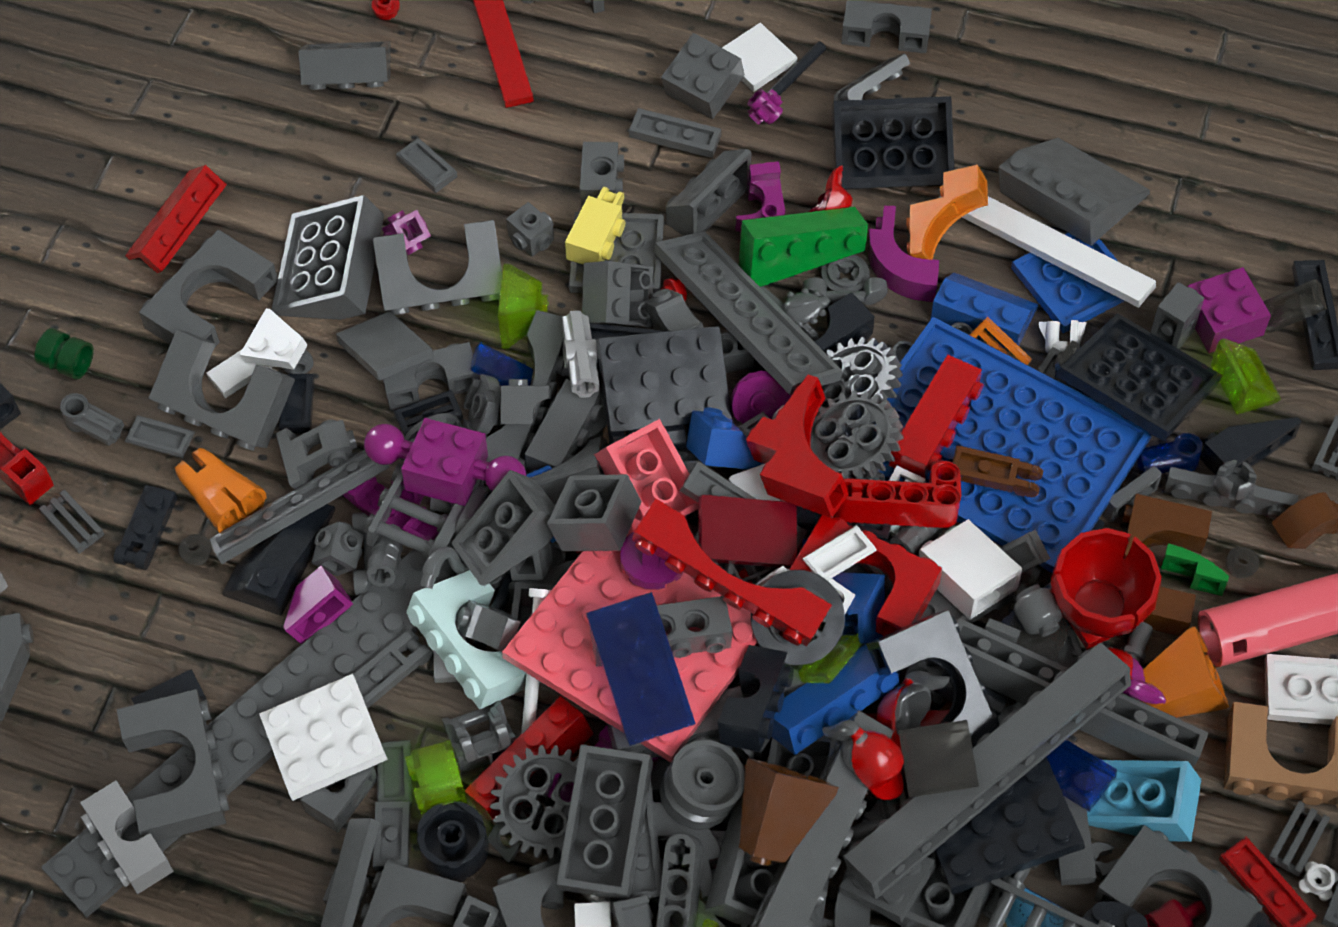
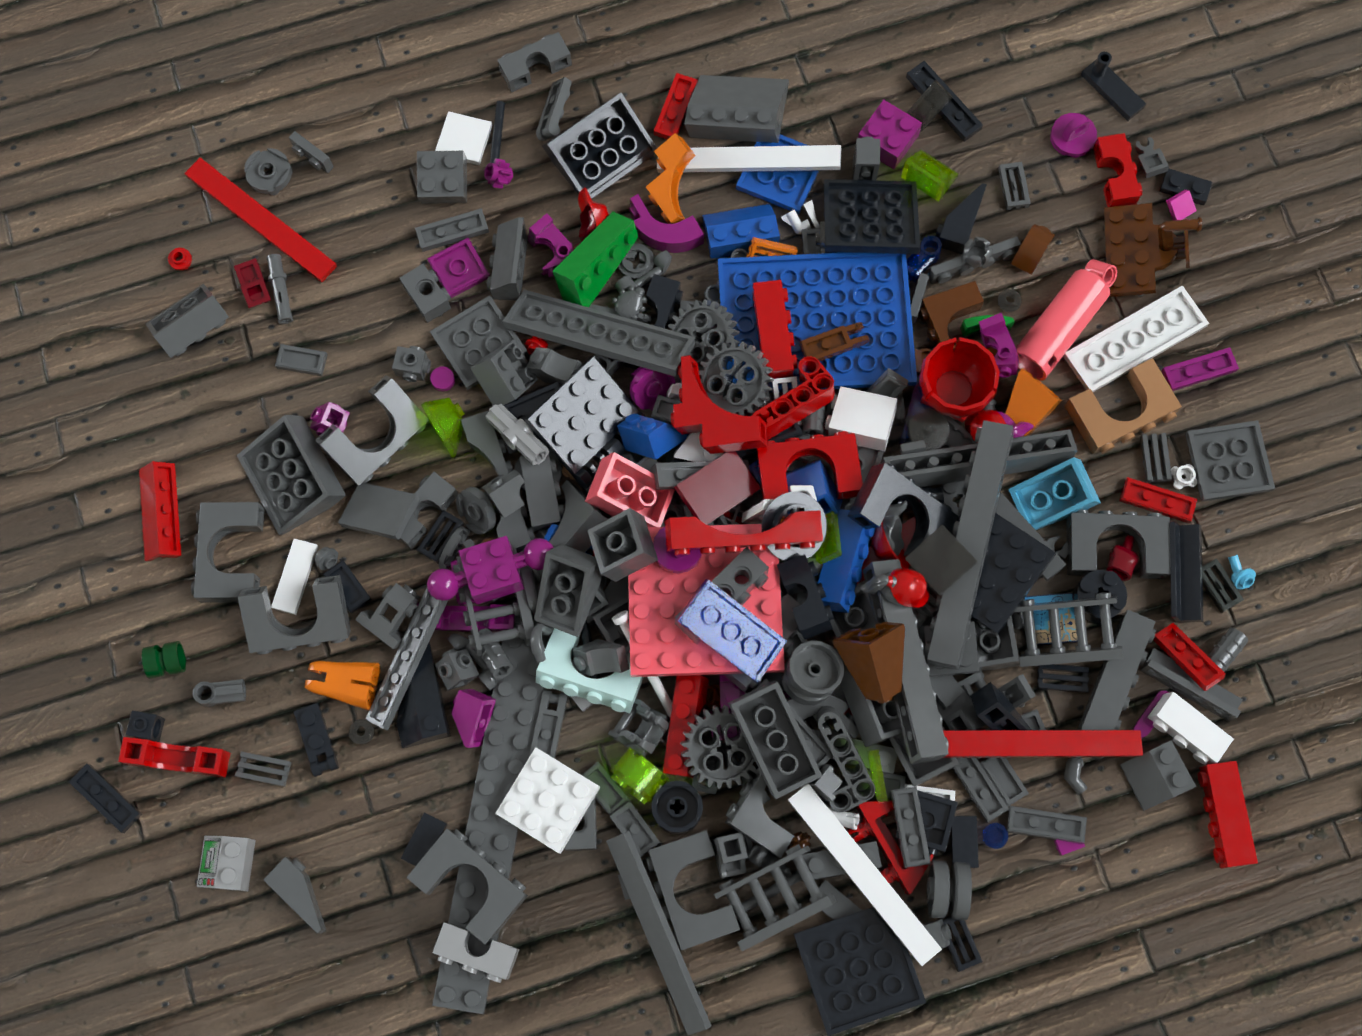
camera: 35 degrees left, 15 degrees up
(159, 436) = (275, 671): dark grey tile -> none
(273, 343) = (303, 558): white wing -> none
(437, 67) = (252, 283): none -> dark red slope
(463, 78) = (278, 280): none -> dark grey pin
(496, 364) = (467, 475): clear blue plate -> none
(552, 266) = (442, 379): none -> magenta tile
(596, 228) = (457, 337): light yellow brick -> none
(653, 173) = (458, 267): none -> magenta tile
(840, 553) = (789, 467): white tile -> none
(1002, 148) = (675, 106): none -> red plate
(1038, 611) = (926, 420): dark grey head -> none
(1080, 774) = (1016, 505): clear blue plate -> none
(1190, 581) = (996, 335): none -> magenta tile

